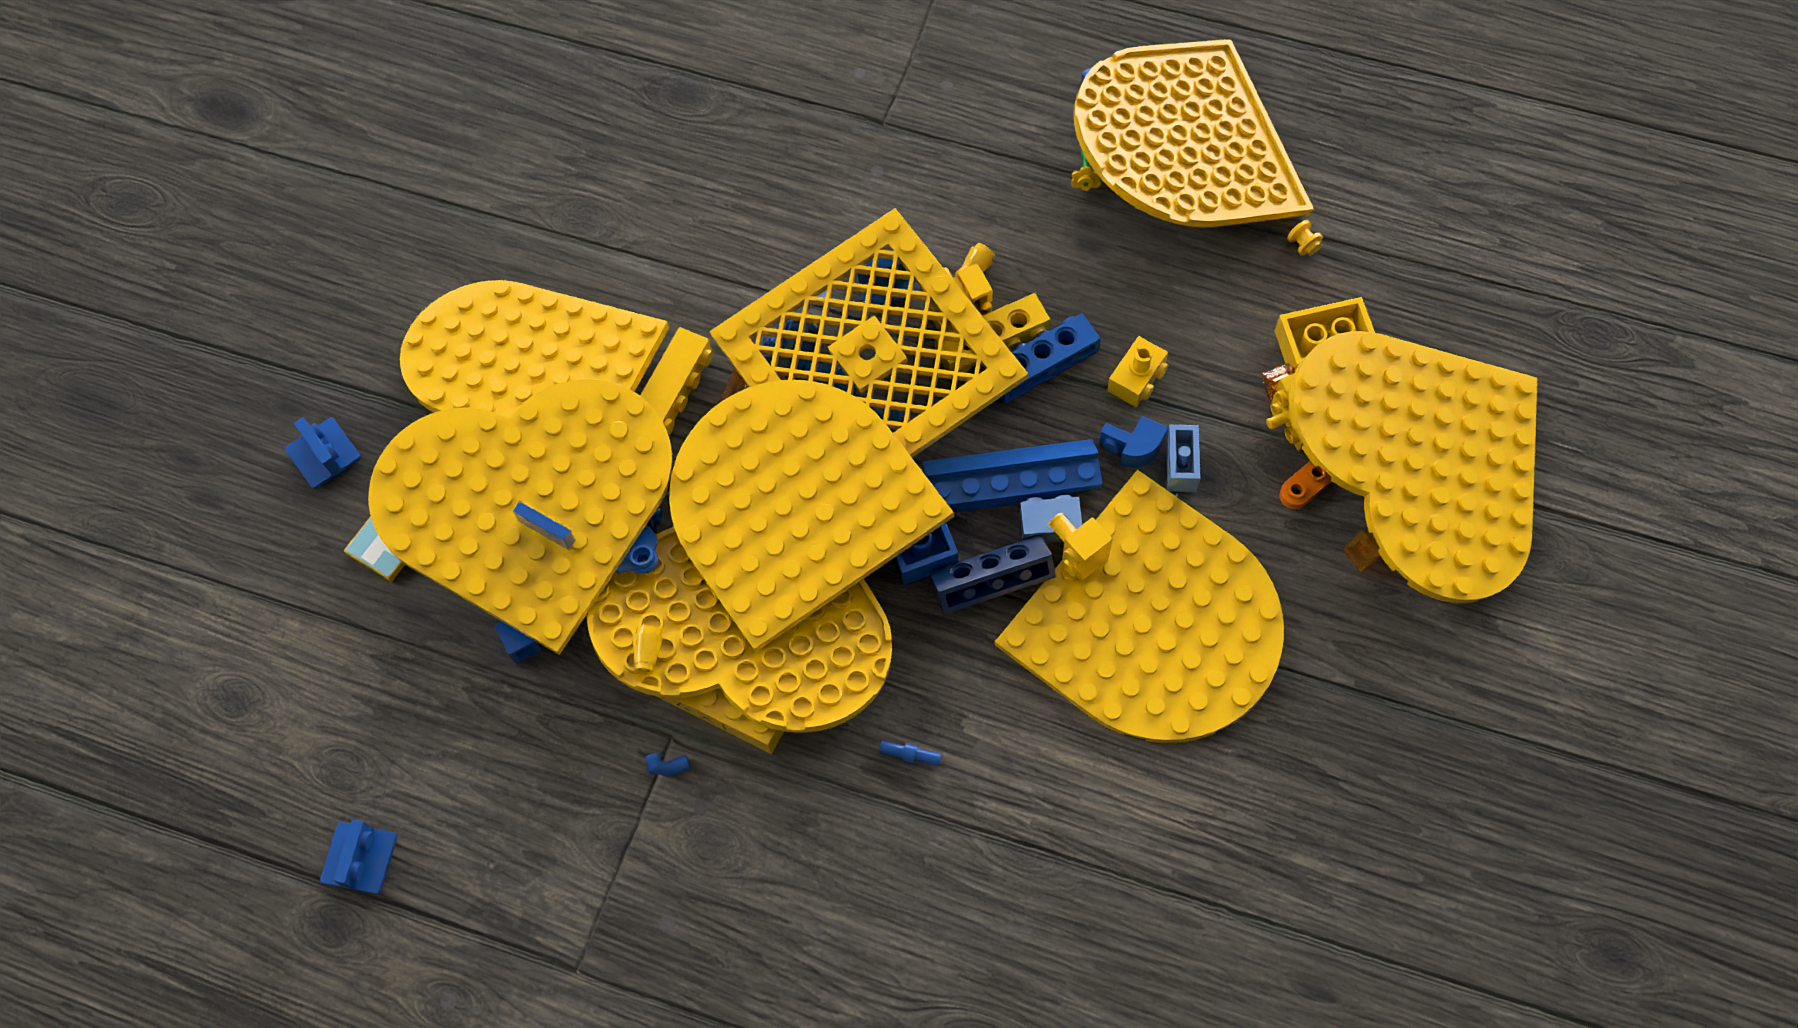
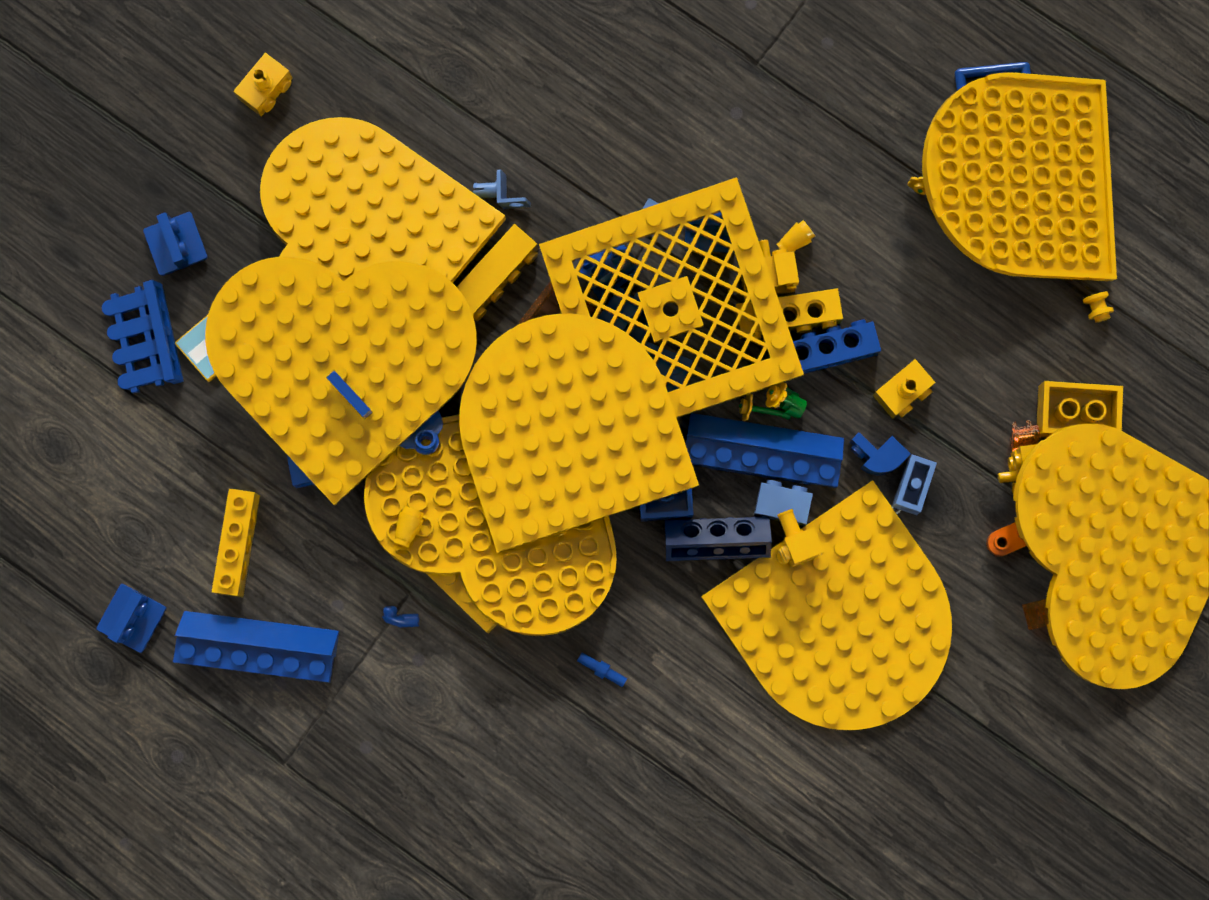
camera: 15 degrees right, 15 degrees up
(330, 557) = (162, 345): none -> blue fence
(381, 275) = (263, 85): none -> yellow brick
(459, 738) = (235, 543): none -> yellow brick
(509, 847) = (256, 646): none -> blue slope
(654, 305) = (499, 190): none -> medium blue bracket
(1025, 419) = (776, 395): none -> plant

